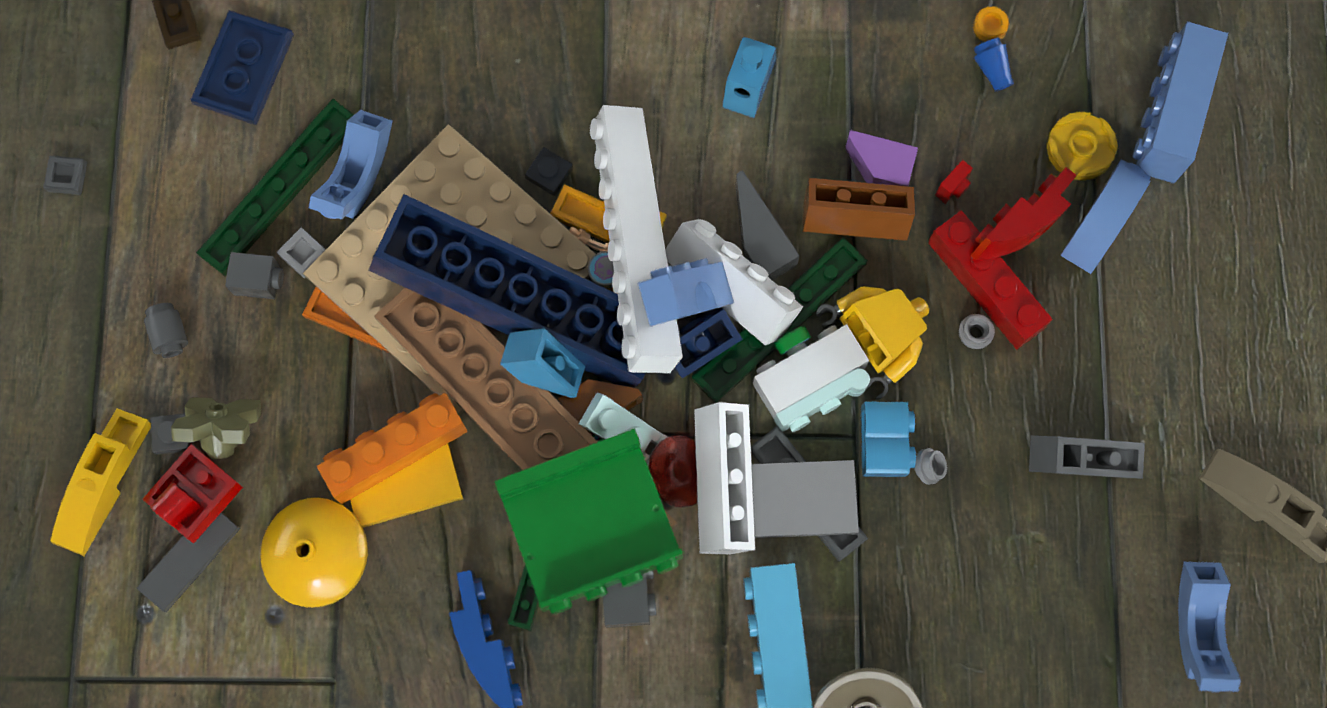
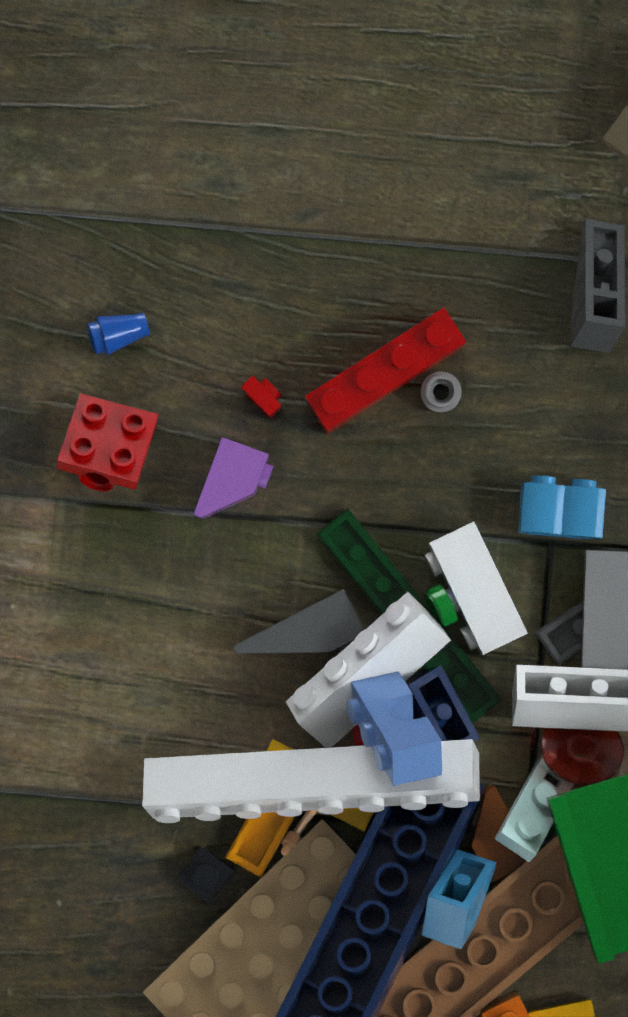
camera: 85 degrees left, 10 degrees up
(601, 270) = (339, 824): tile -> none
(751, 72) = (112, 626): dark azure torso -> none
(822, 400) = (513, 575): light aqua plate -> none
(858, 209) = (289, 514): dark orange brick -> none
(885, 328) = (435, 498): yellow torso -> none
(901, 61) = (107, 443): none -> red plate
(930, 466) = (595, 462): light grey plate -> none
(990, 23) = (63, 329): light orange tile -> none
(1025, 220) = (322, 320): red slope -> none
(1082, 145) = (225, 241): yellow tile -> none
(1107, 216) = (319, 224): medium blue arch -> none
(1180, 101) = (191, 124): medium blue brick -> none

